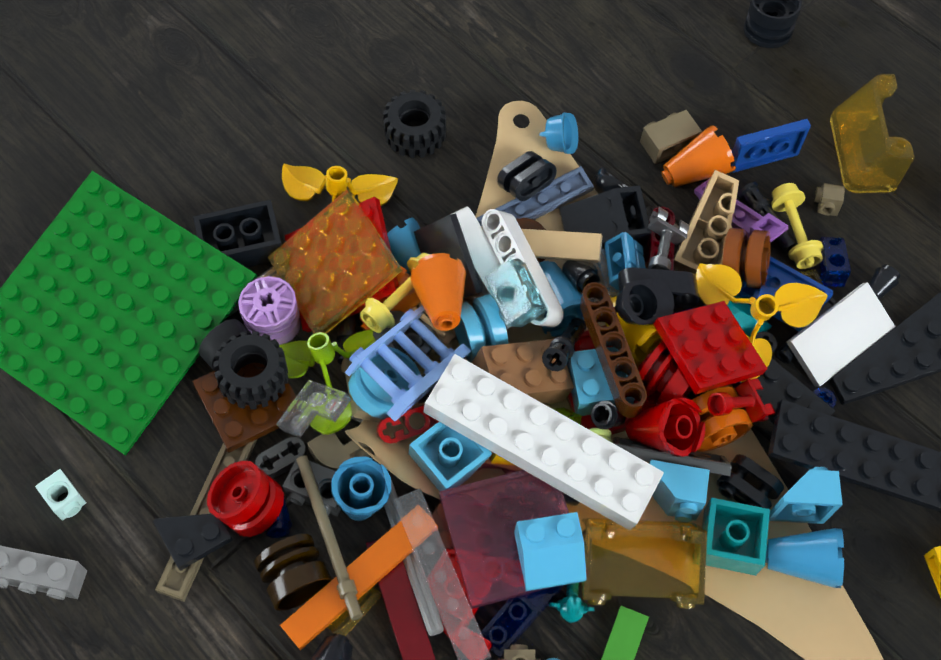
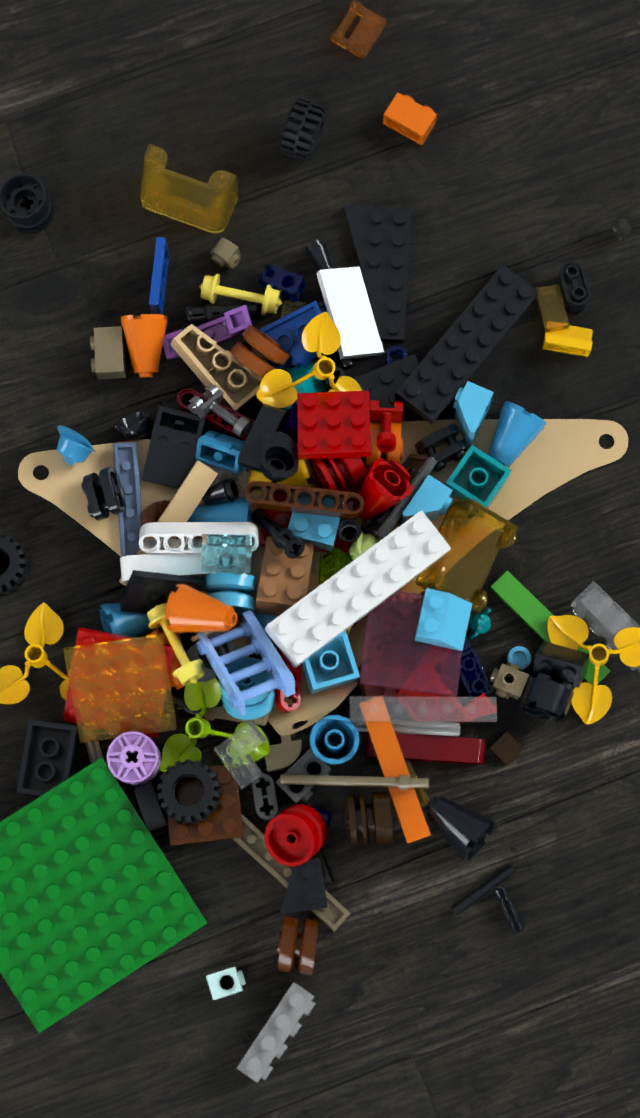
camera: 65 degrees left, 15 degrees up
(121, 550) = (297, 945): none -> reddish brown wheel

